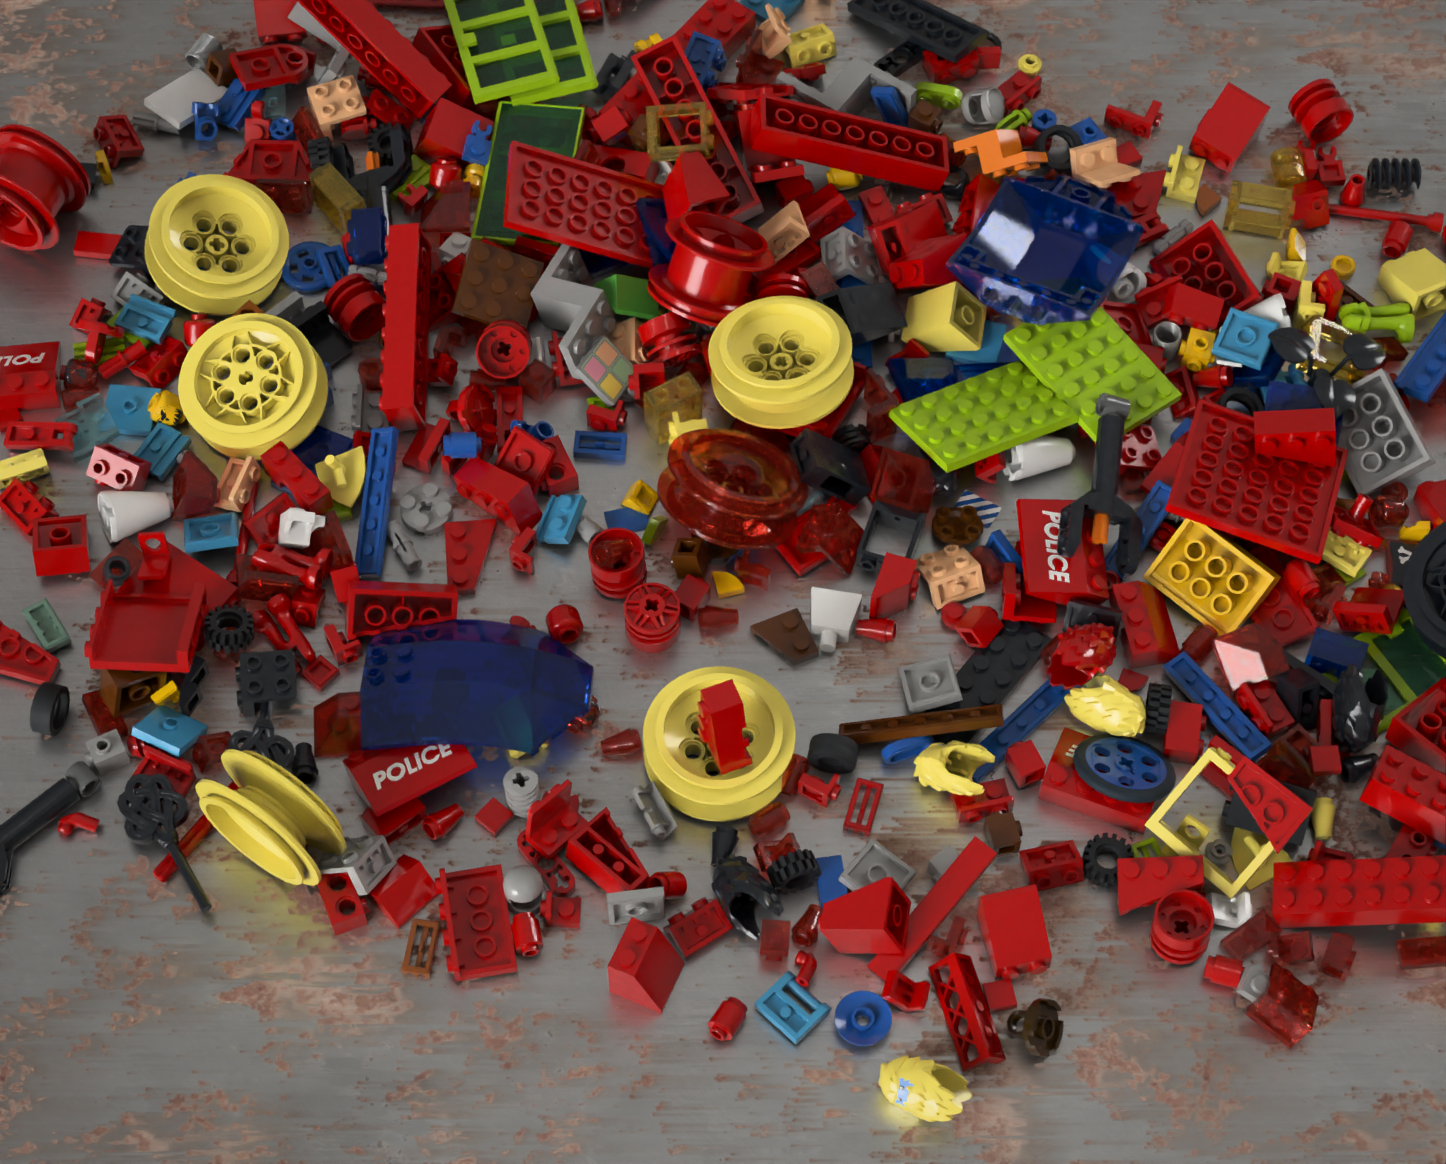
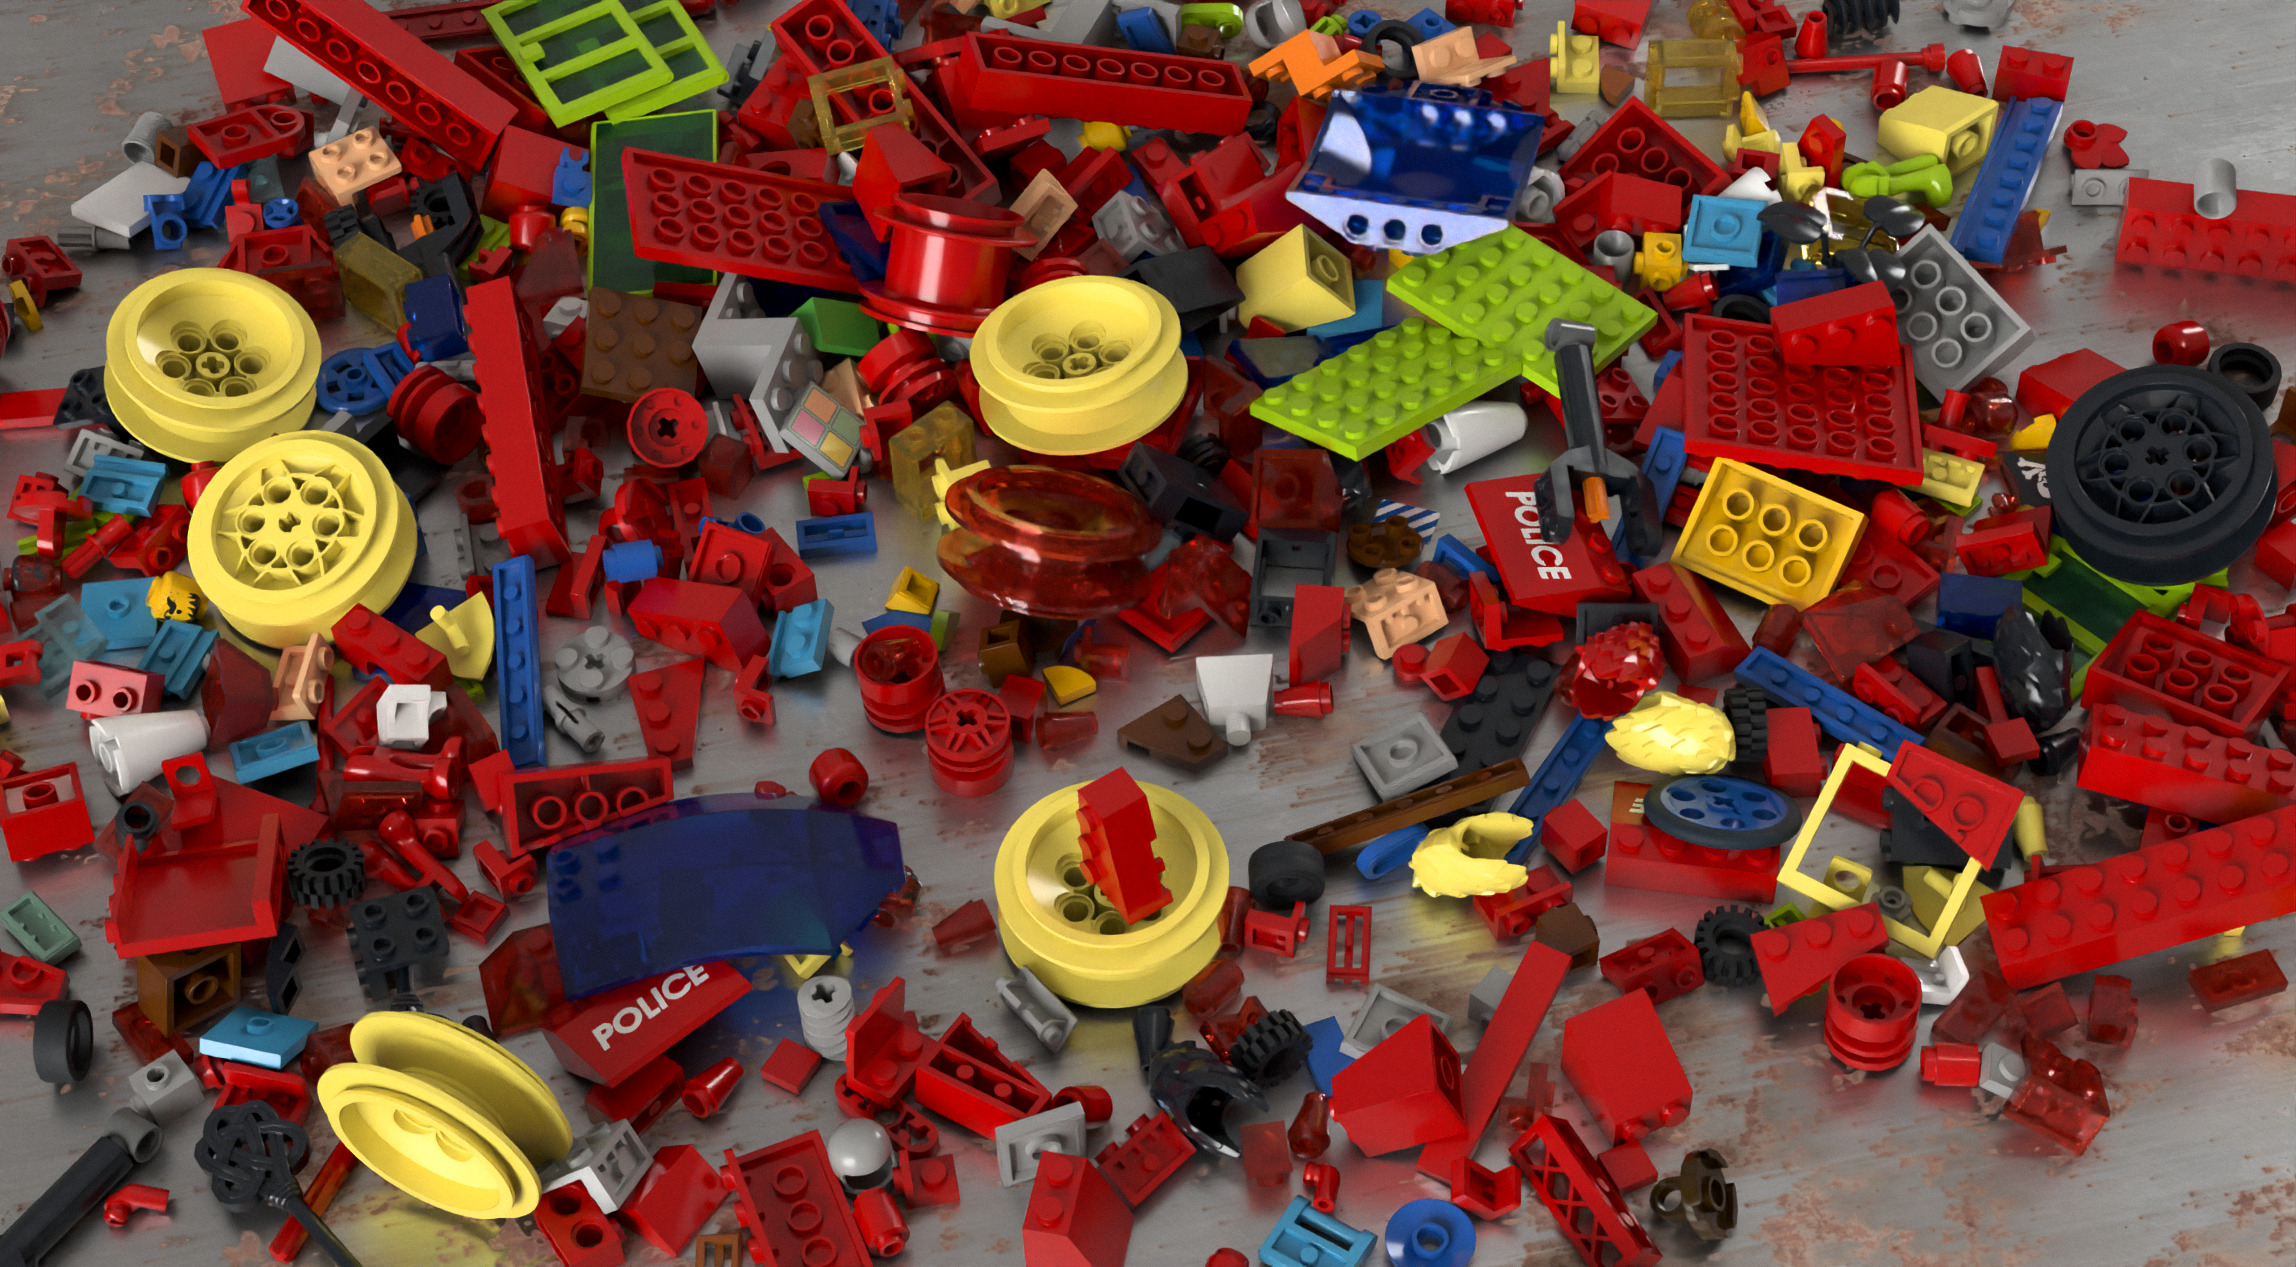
camera: 10 degrees left, 10 degrees down
(168, 692) = (246, 987): yellow tile -> none
(613, 125) = (763, 121): red brick -> none

